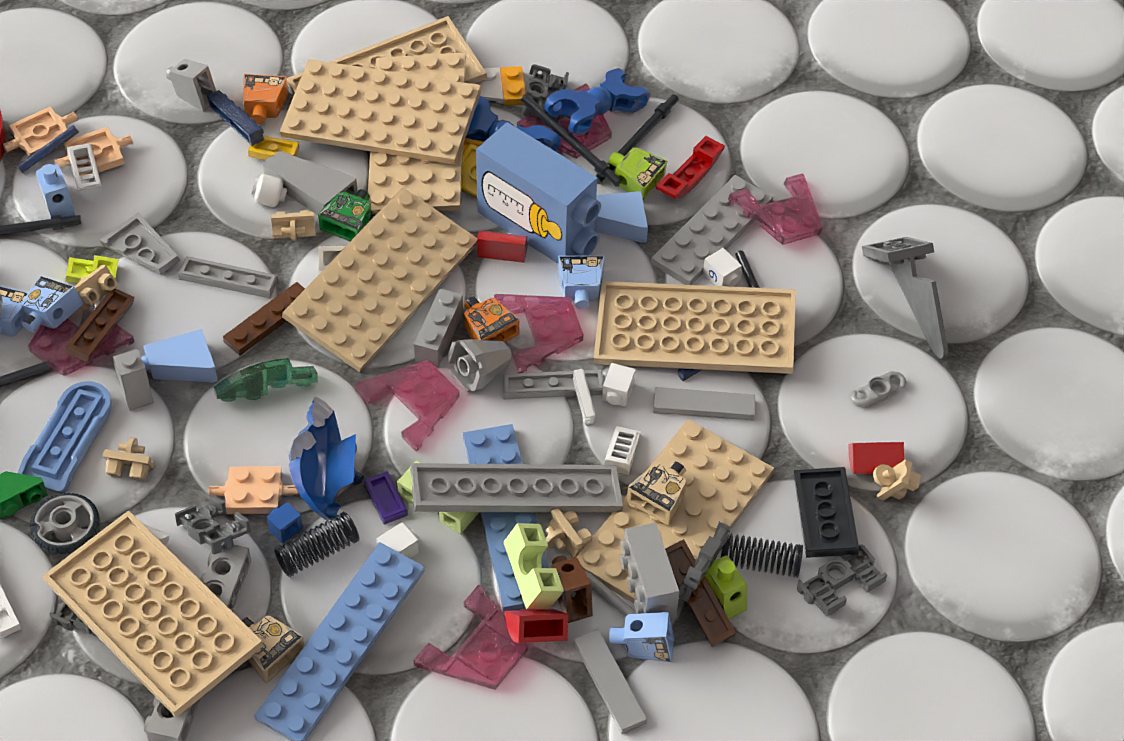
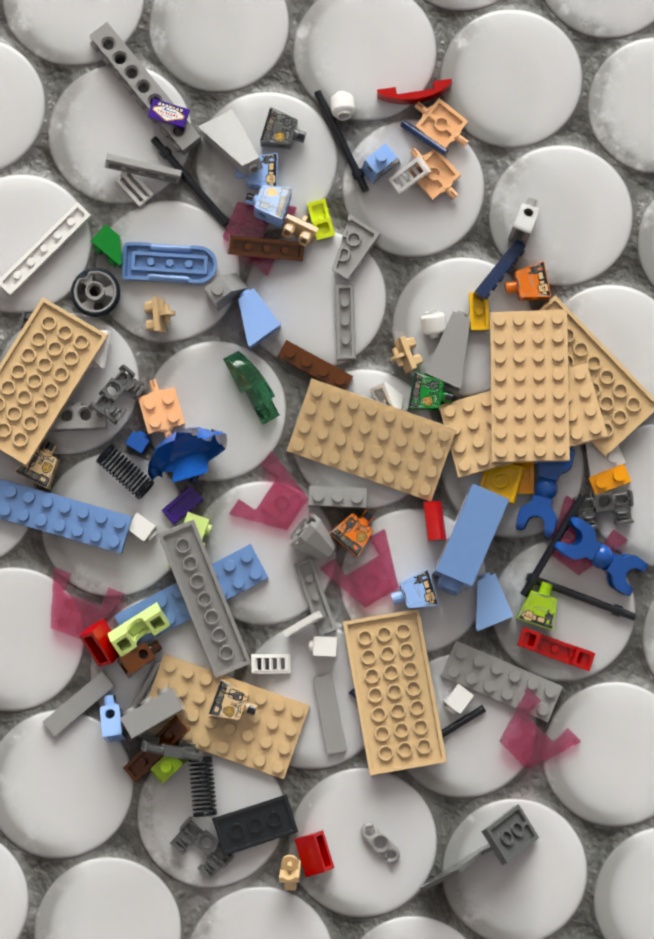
camera: 75 degrees right, 30 degrees up
(564, 536) = (179, 651): tan hips -> none

